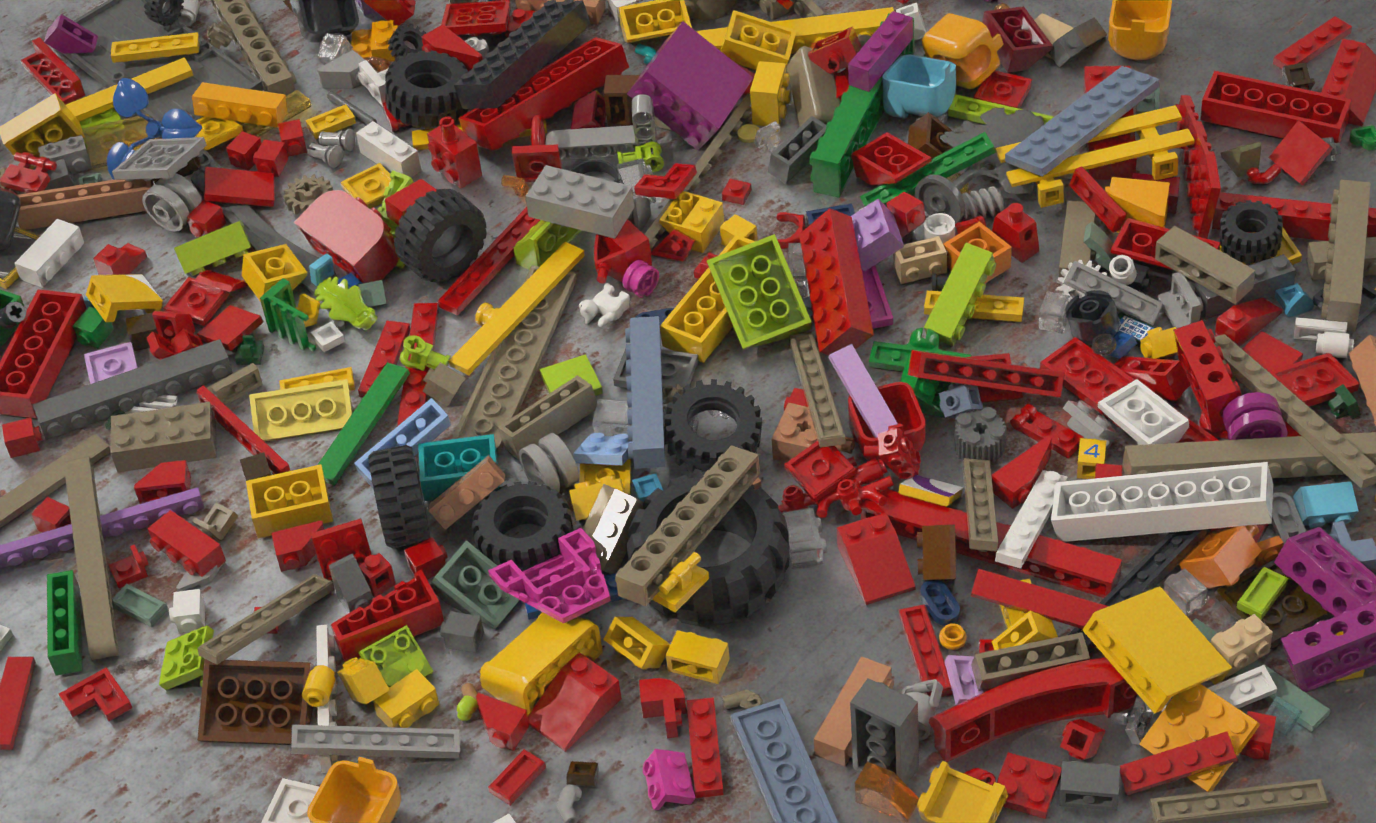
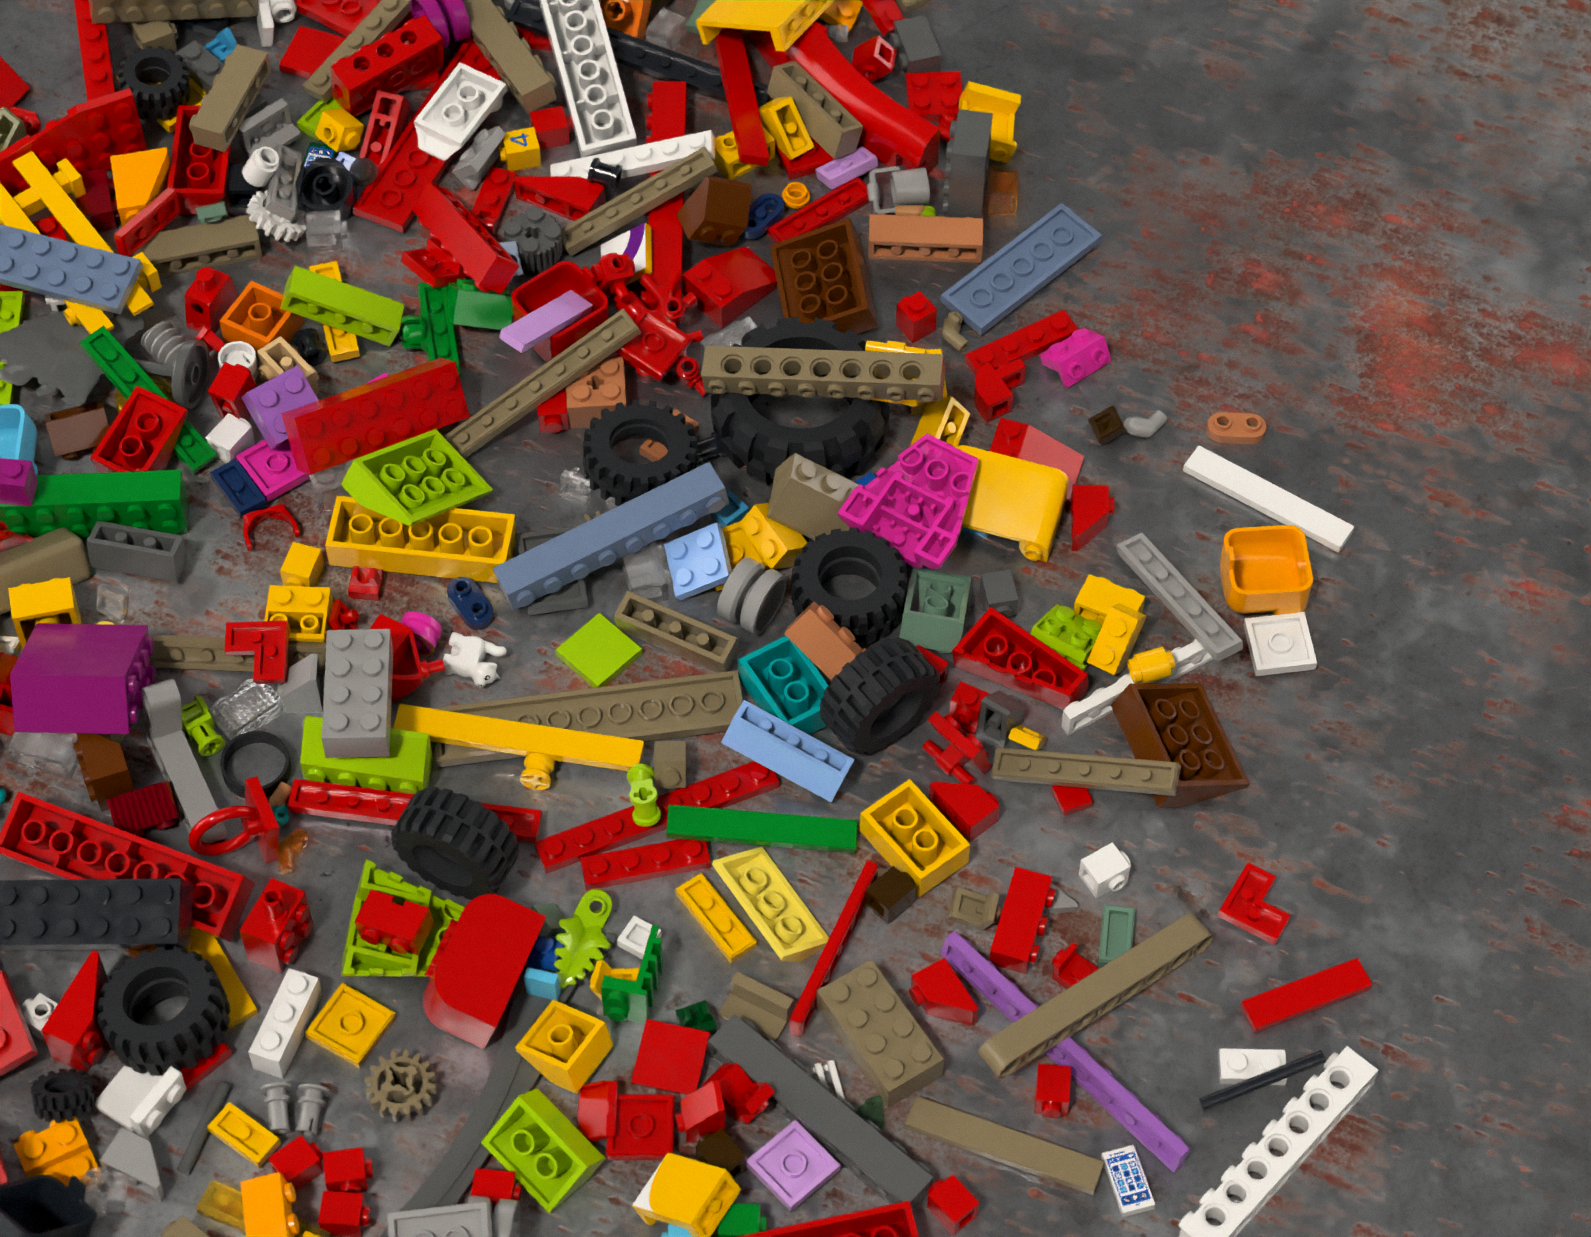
camera: 120 degrees left, 10 degrees up
(64, 623) = (1189, 981): green brick -> none
(182, 658) = (1166, 835): lime plate -> none
(239, 186) = (421, 1172): red tile -> none
(327, 604) = (1027, 737): none -> yellow tile
(378, 62) = (96, 1137): clear orange arm -> none
(468, 703) = (1077, 552): lime arm -> none
(517, 777) = (1137, 482): red tile -> none
(736, 191) = (219, 606): red plate -> none
(768, 671) = (916, 316): none -> red brick
(836, 619) = (825, 278): none -> reddish brown slope
(1020, 489) = (604, 173): none -> black bush
(1246, 320) = (285, 81): red slope -> none

